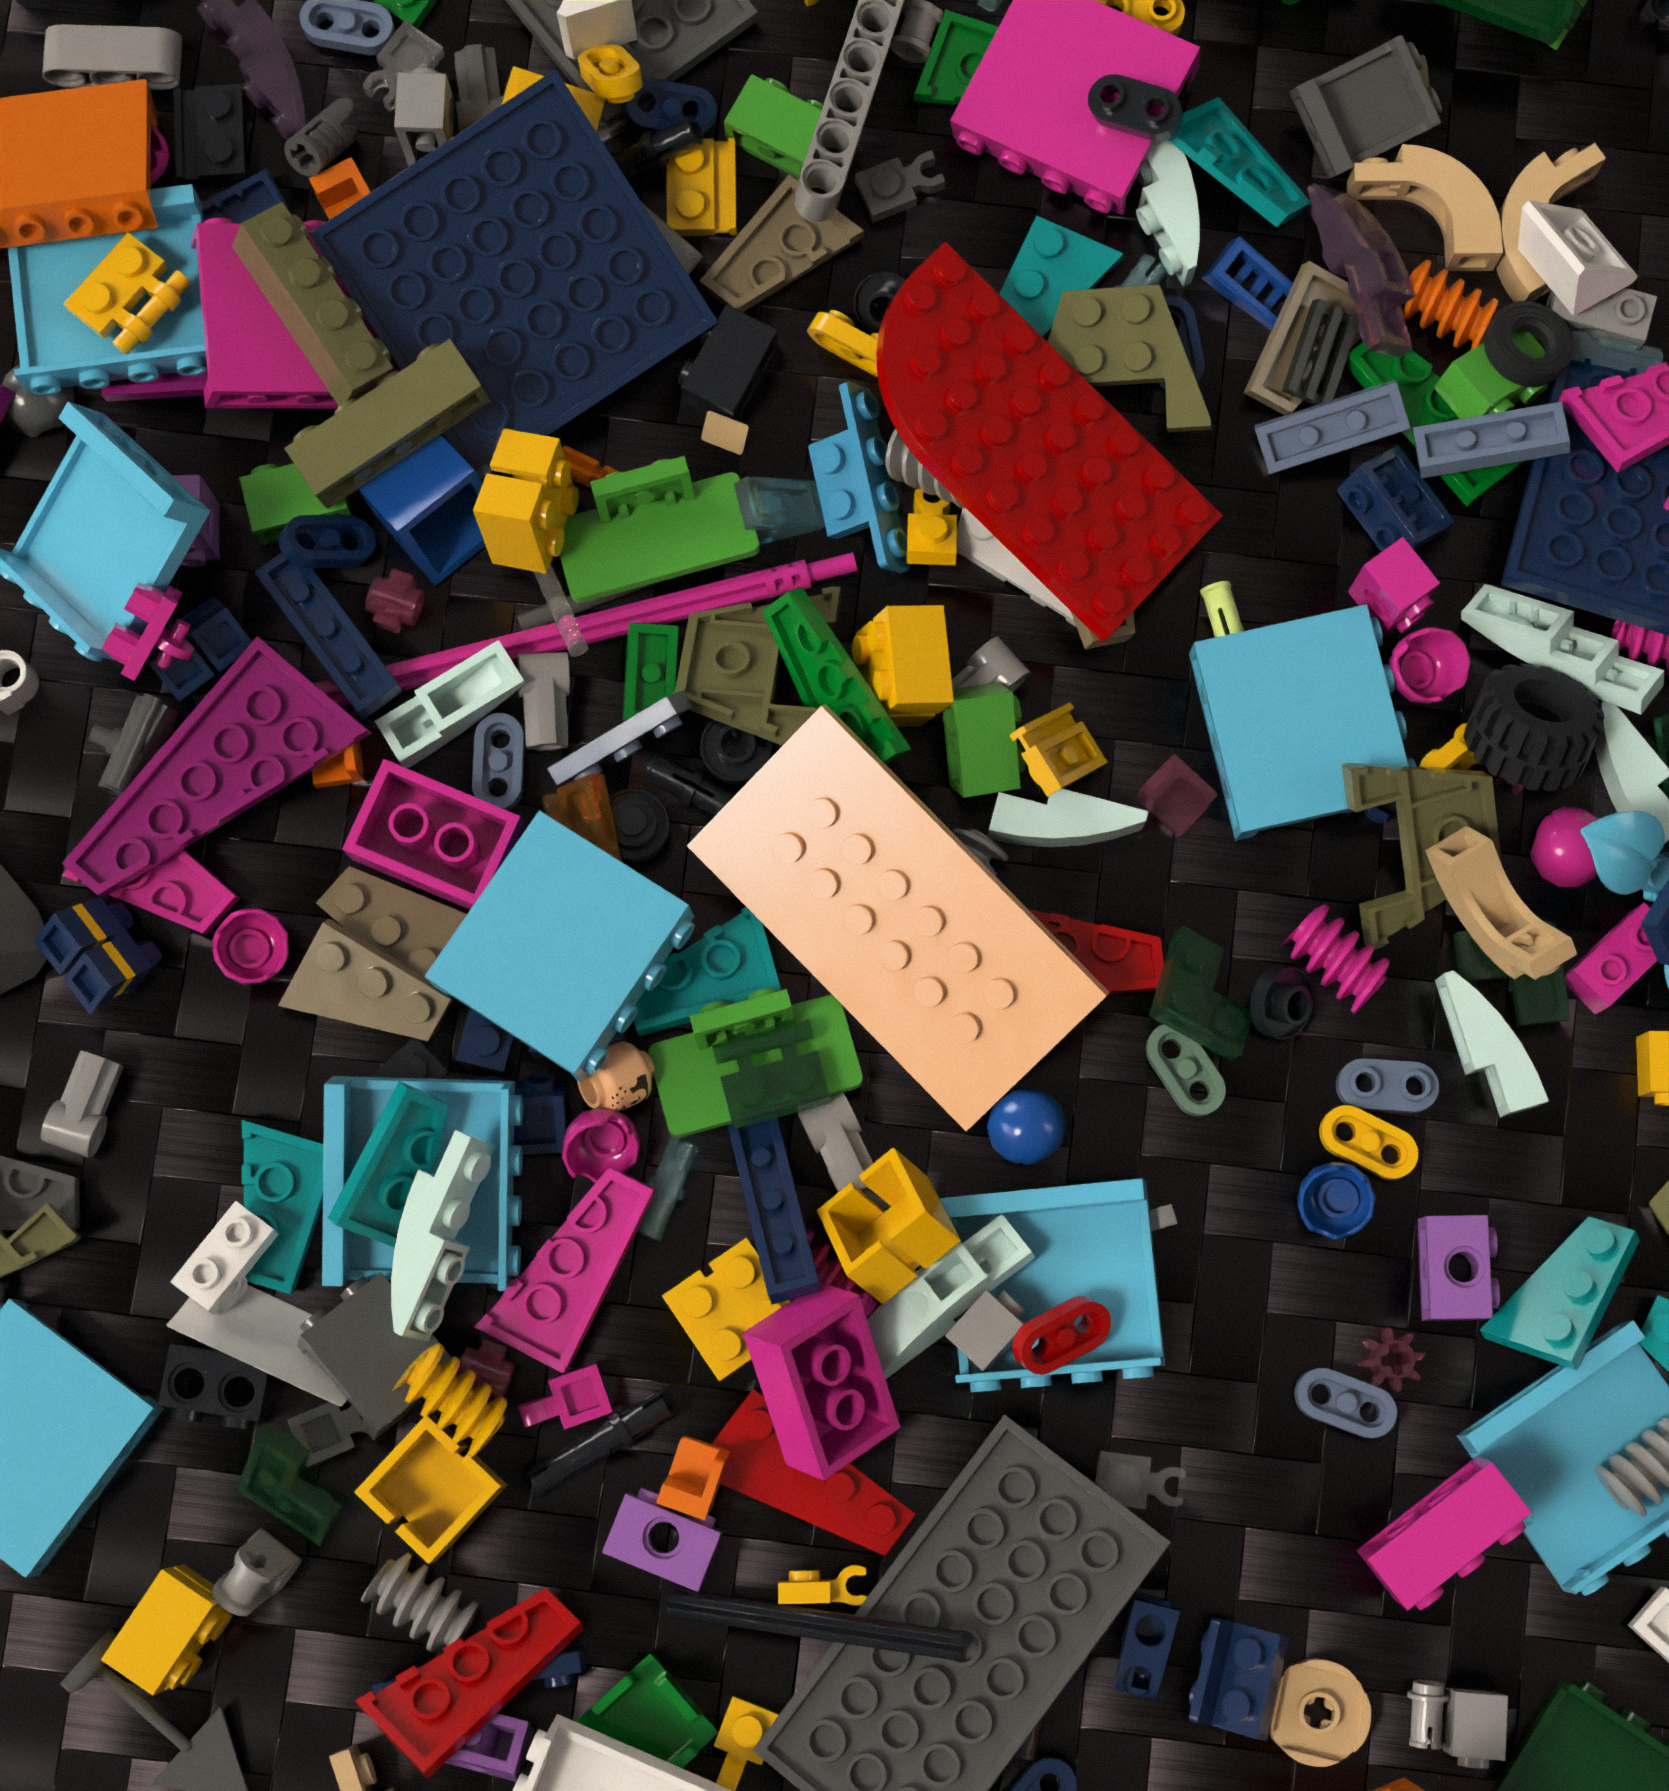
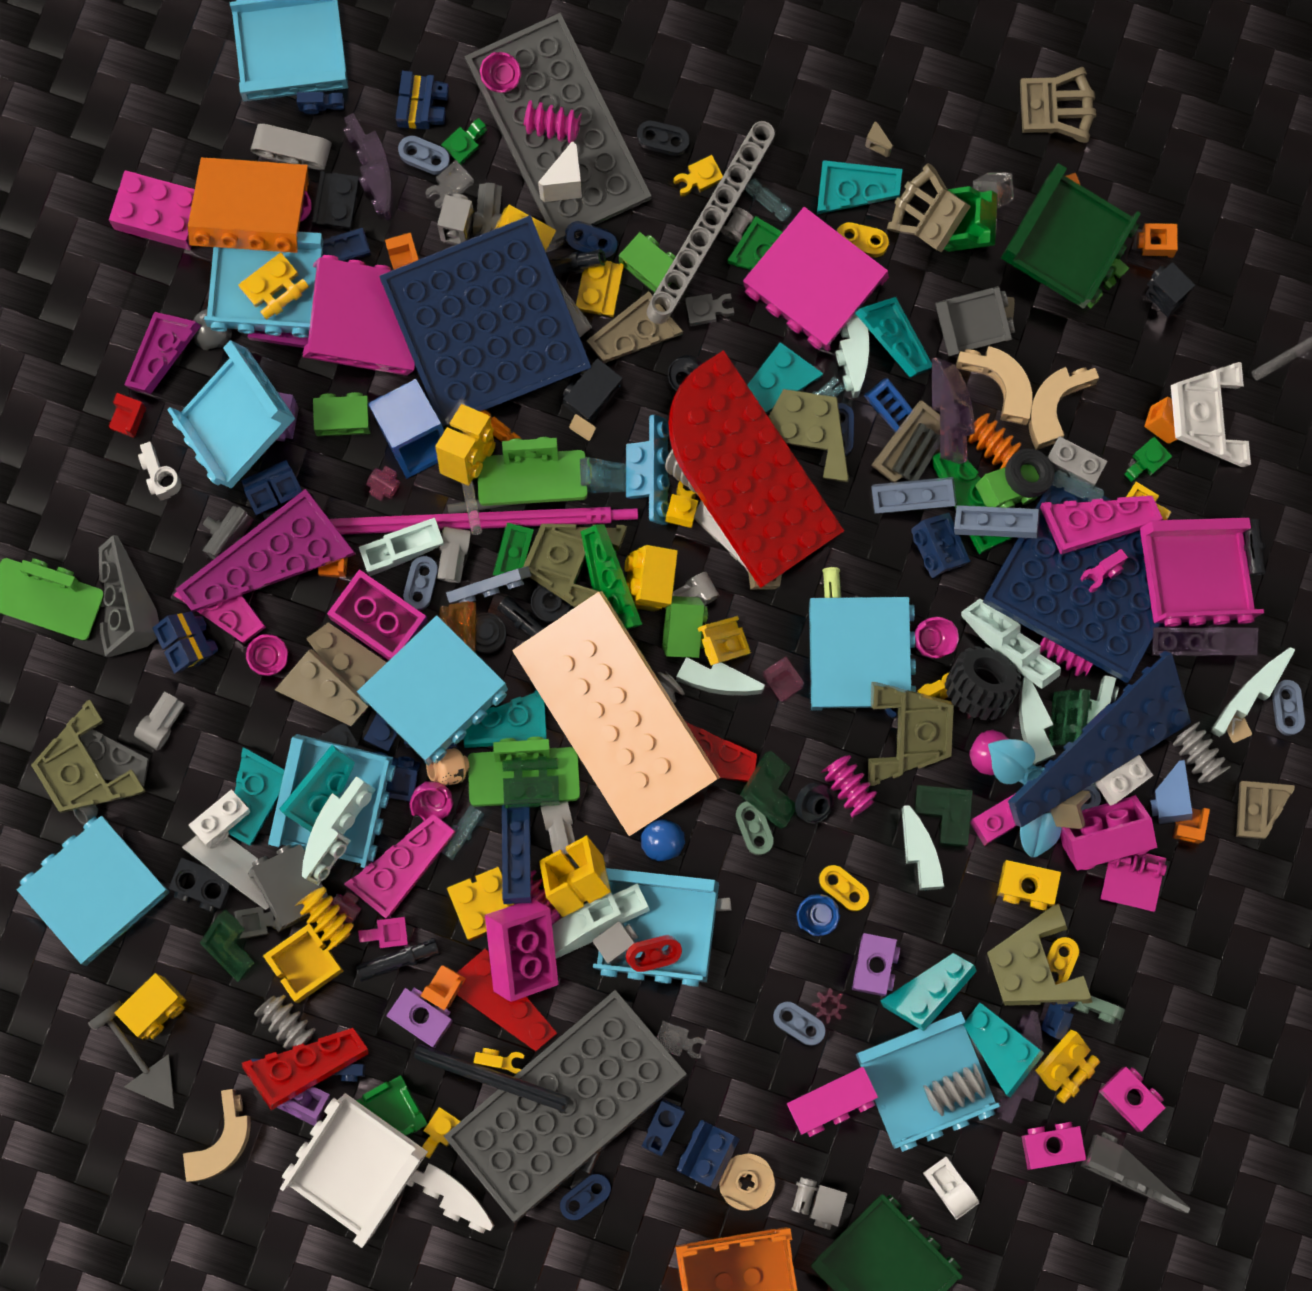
camera: 10 degrees right, 0 degrees up
(155, 609) = (255, 465): dark pink hips -> none
(258, 1572) = (202, 988): light grey piece -> none
(311, 303) = (372, 315): olive brick -> none
(322, 138) = (397, 218): dark grey hinge -> none
(323, 540) = (351, 443): dark blue plate -> none
(330, 635) = (343, 492): dark blue plate -> none
(387, 423) = (399, 387): olive brick -> none
(610, 72) = (562, 216): yellow plate -> none
(838, 335) = (656, 386): yellow plate -> none
(1132, 107) = (843, 296): black plate -> none
(1388, 1086) = (862, 859): sand blue plate -> none
(1395, 587) = (926, 591): dark pink brick -> none
(1492, 910) = (937, 775): tan arch -> none
(1571, 255) = (1065, 429): white slope -> none

